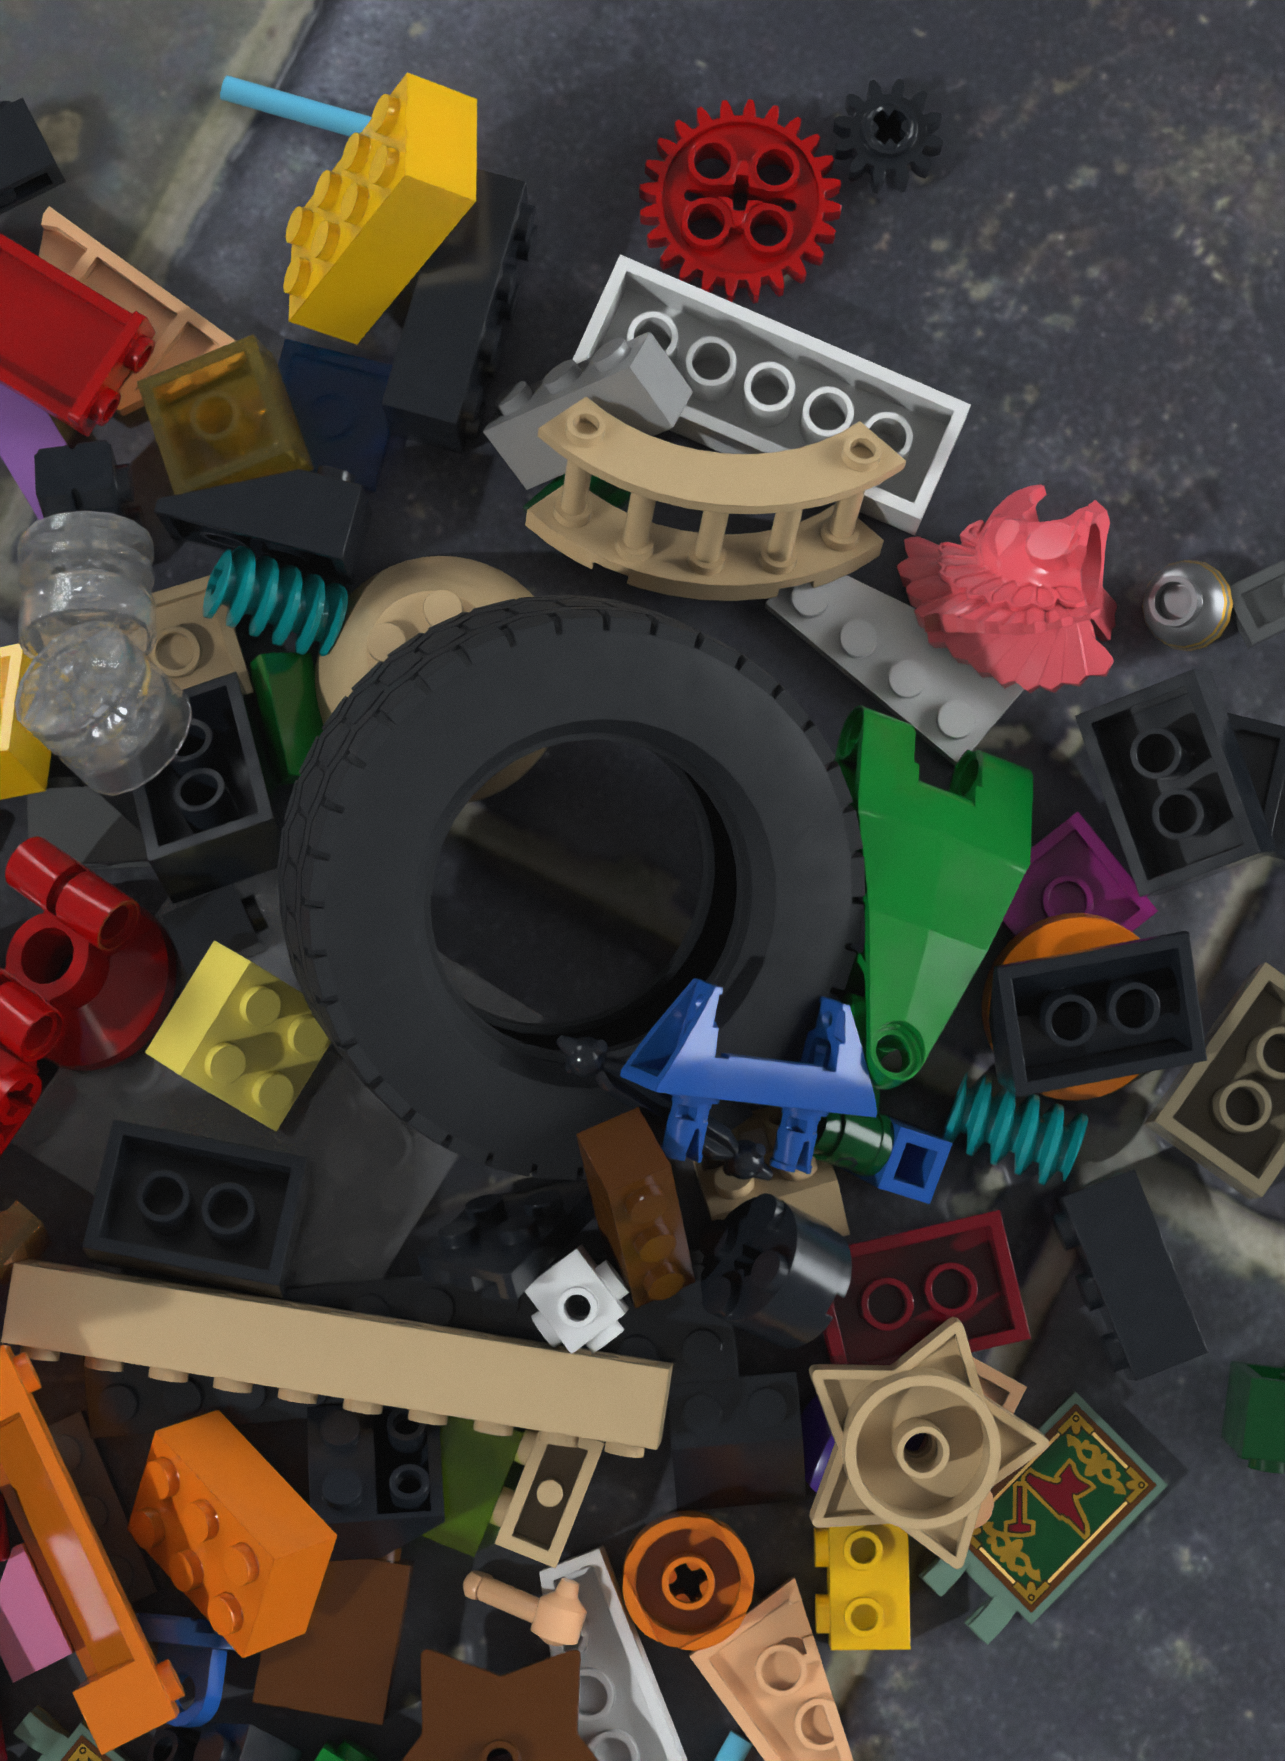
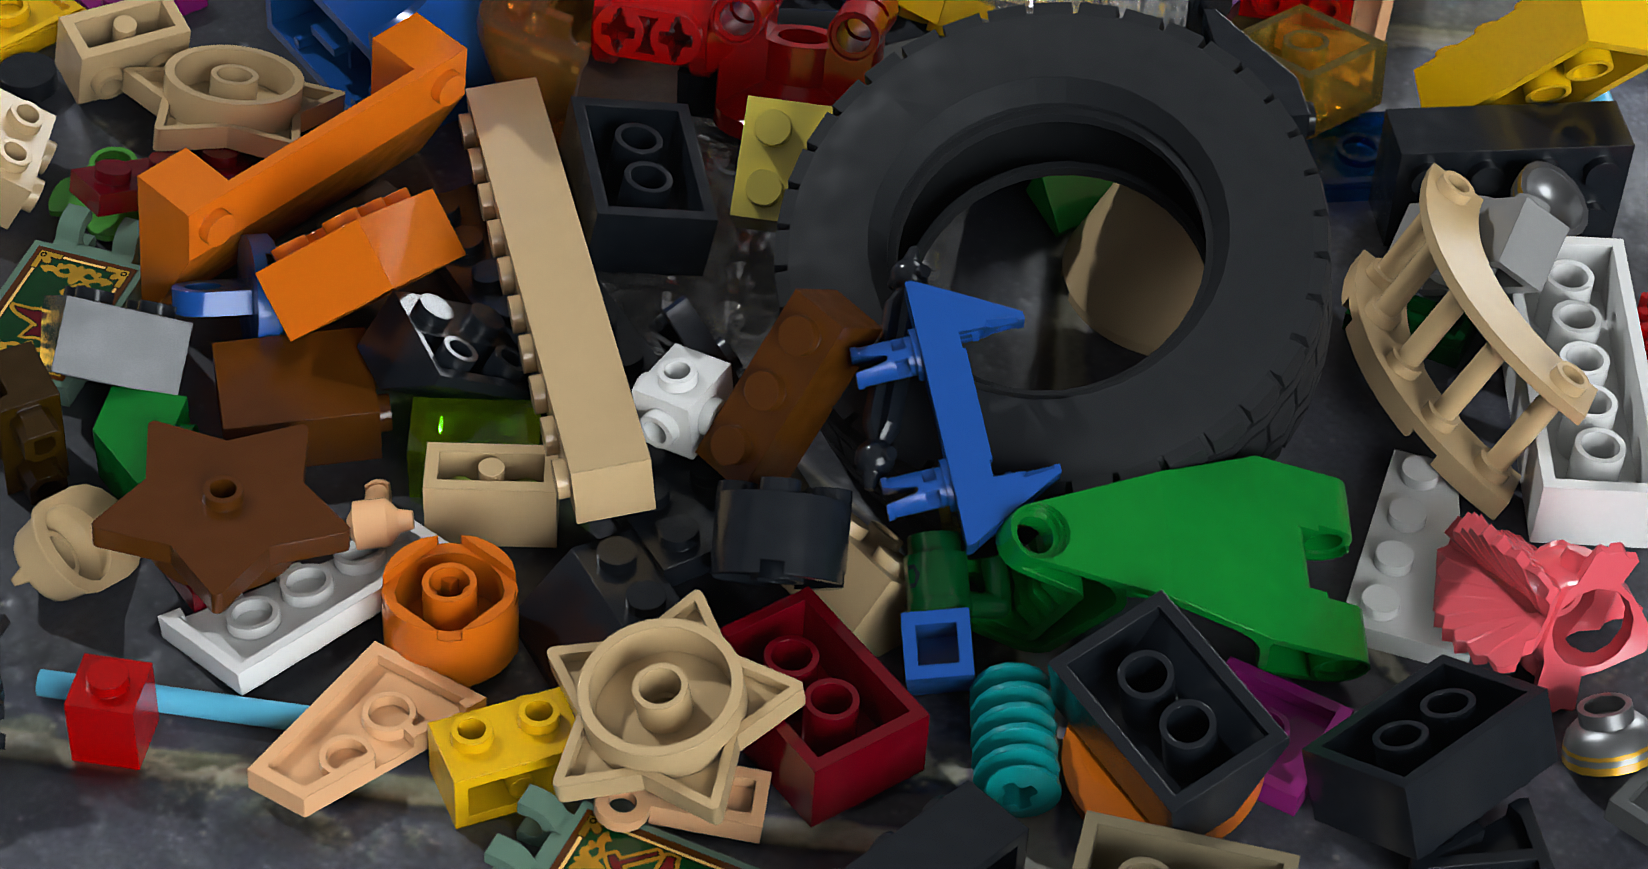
camera: 65 degrees right, 40 degrees down
(550, 303) = (1557, 190): none -> flat silver piece

